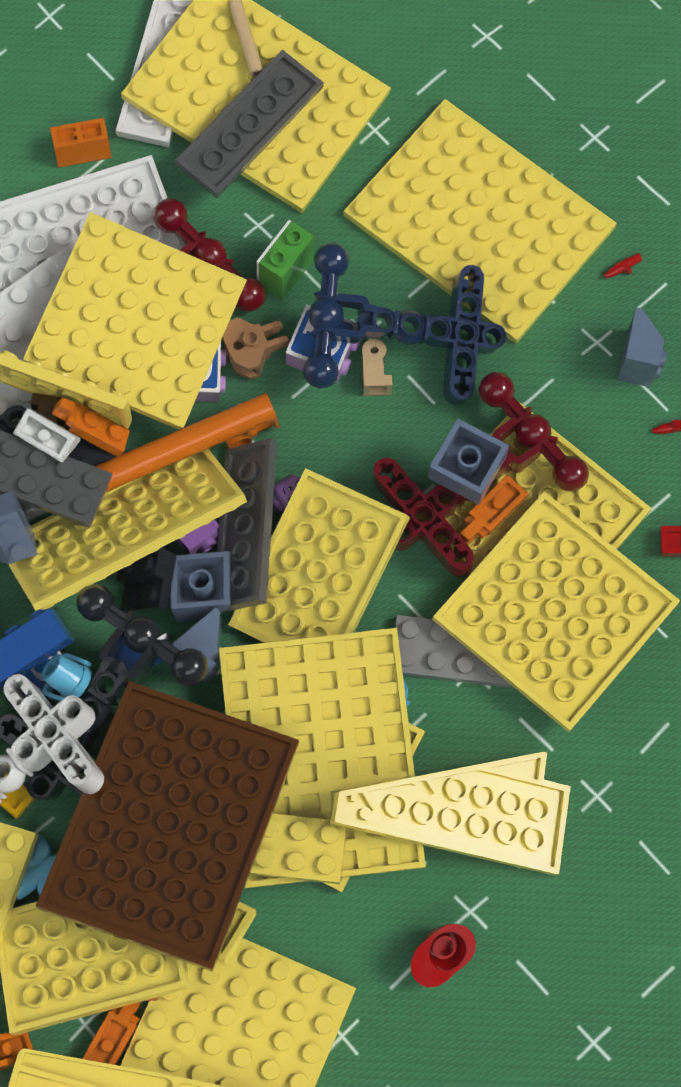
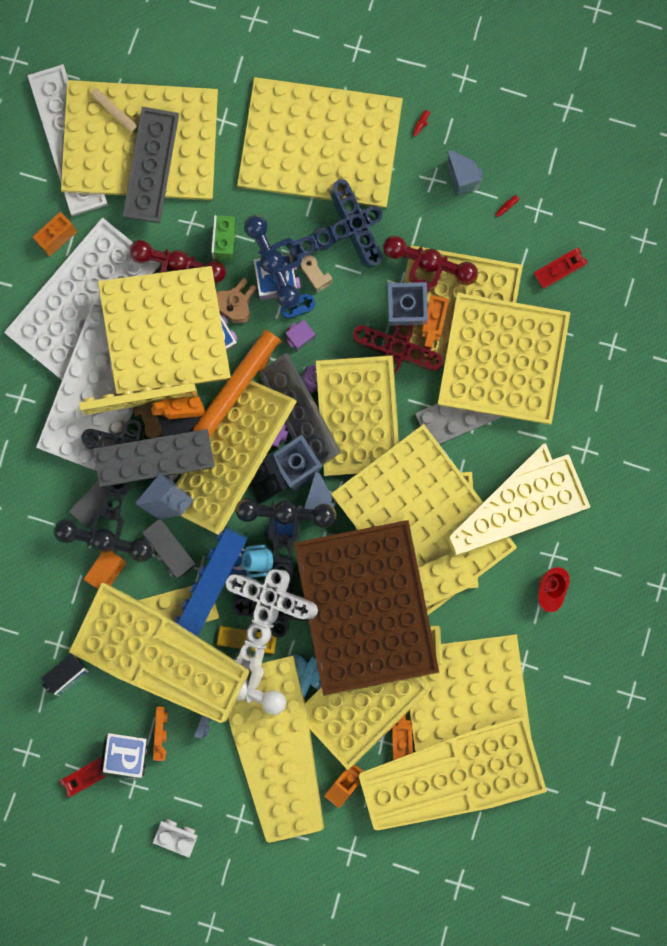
camera: 25 degrees left, 10 degrees up
(46, 435) = (158, 429): white slope -> none
(307, 432) = (299, 335): none -> medium lavender brick
(328, 398) = (299, 310): none -> blue beam

